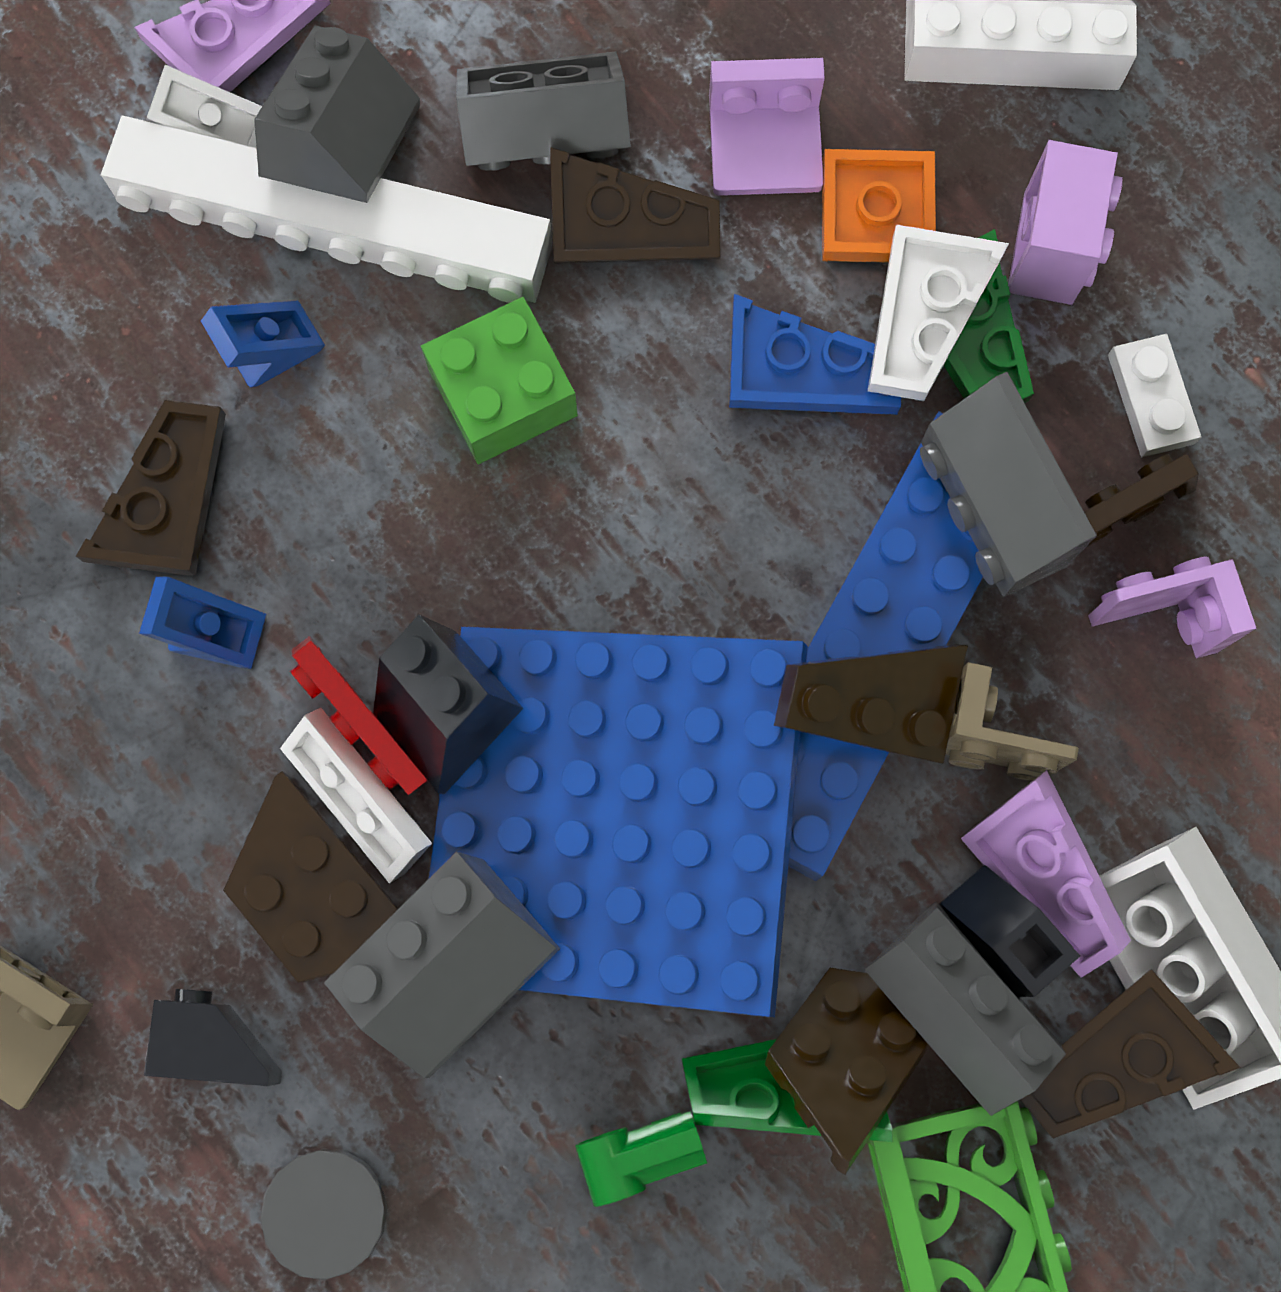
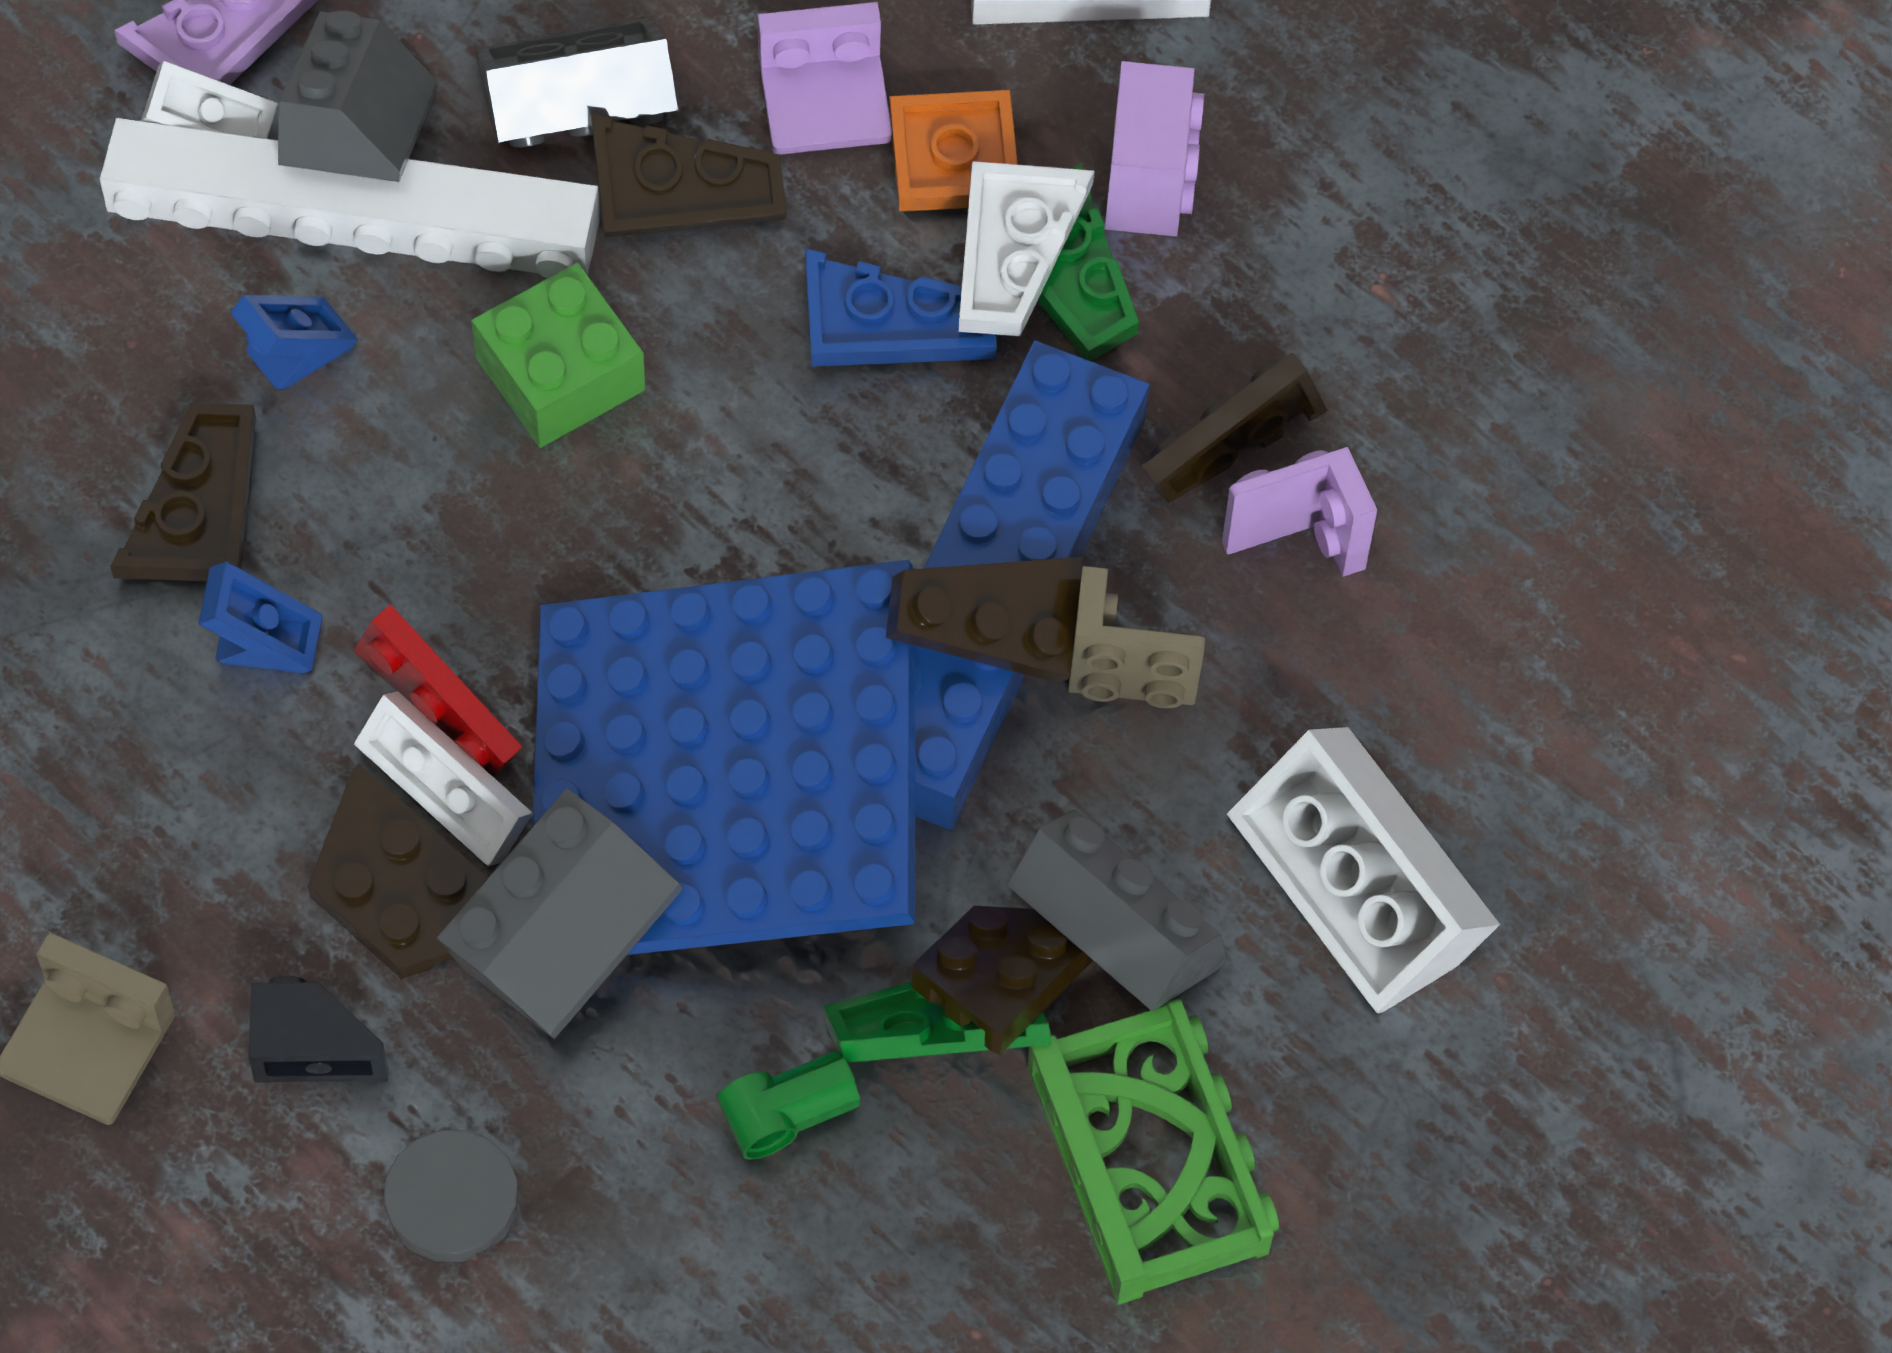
camera: 10 degrees left, 15 degrees down
(440, 701) = (529, 666): black slope -> none
(1005, 487) = (1103, 395): dark grey slope -> none
(1009, 932) = (1169, 842): black slope -> none
(1044, 859) = (1195, 786): lavender wing -> none
(1126, 1057) = (1289, 956): dark brown wing -> none
(1154, 395) = (1271, 312): white plate -> none

